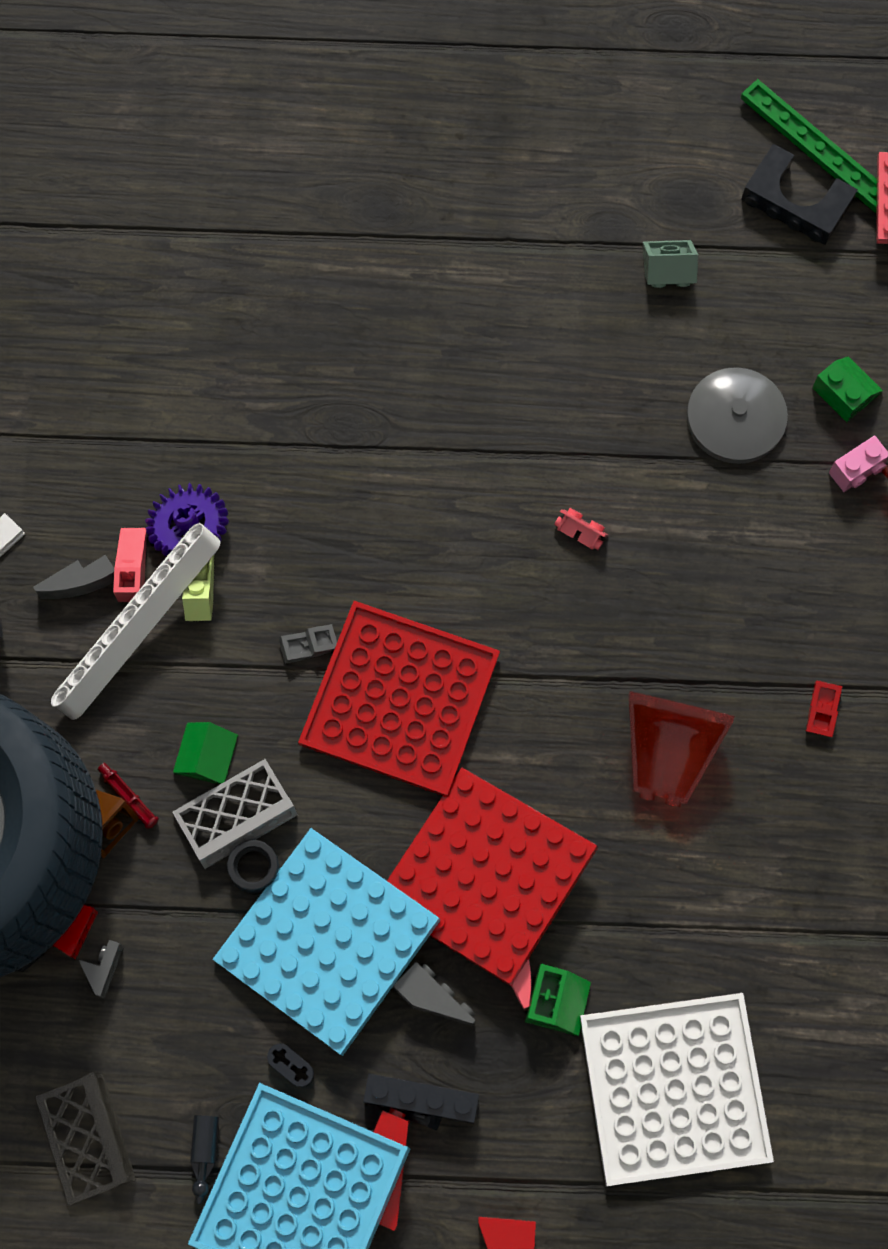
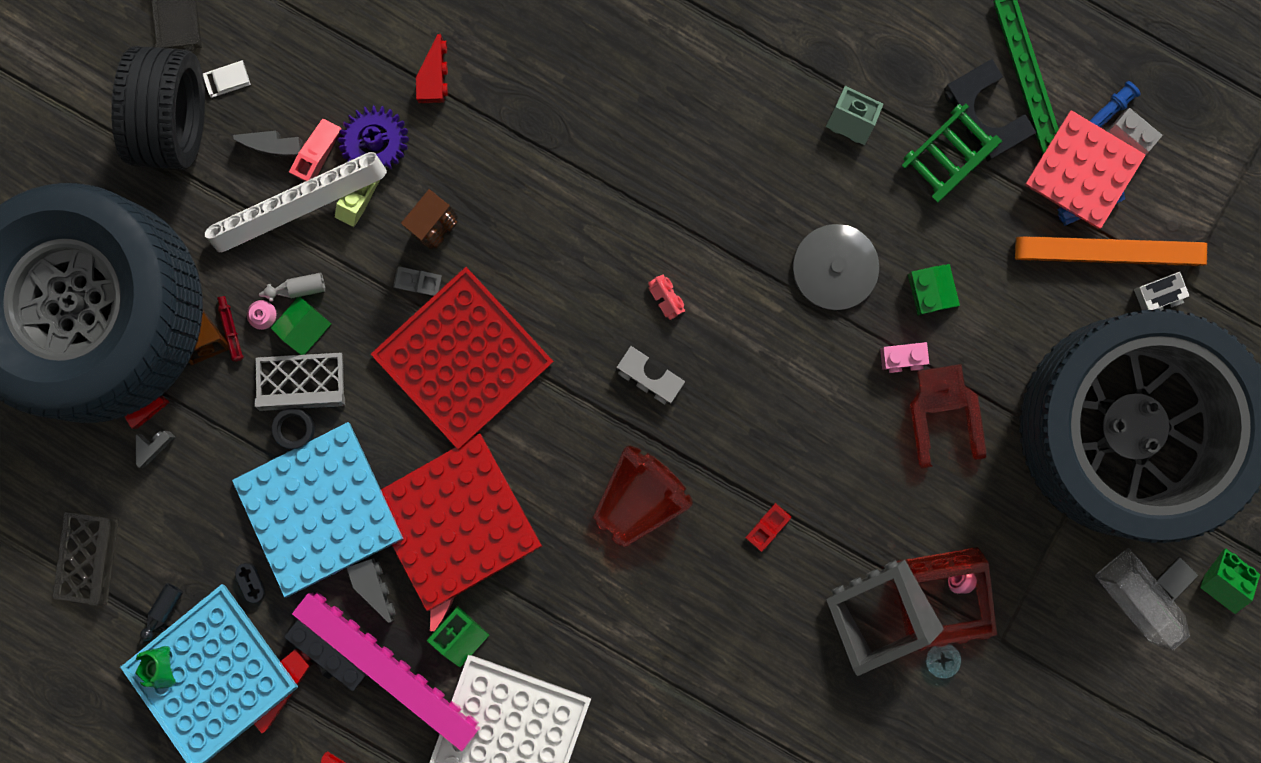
camera: 25 degrees right, 15 degrees up
(160, 768) = (263, 320): none -> bright pink cone
(180, 714) = (296, 287): none -> light grey wheel
(217, 435) = (430, 78): none -> red slope
(232, 1218) = (155, 668): none -> green hair
(294, 562) = (430, 220): none -> reddish brown brick
(501, 1080) = (386, 670): none -> dark pink brick
(589, 617) = (633, 367): none -> light grey arch
(804, 263) = (972, 158): none -> green fence

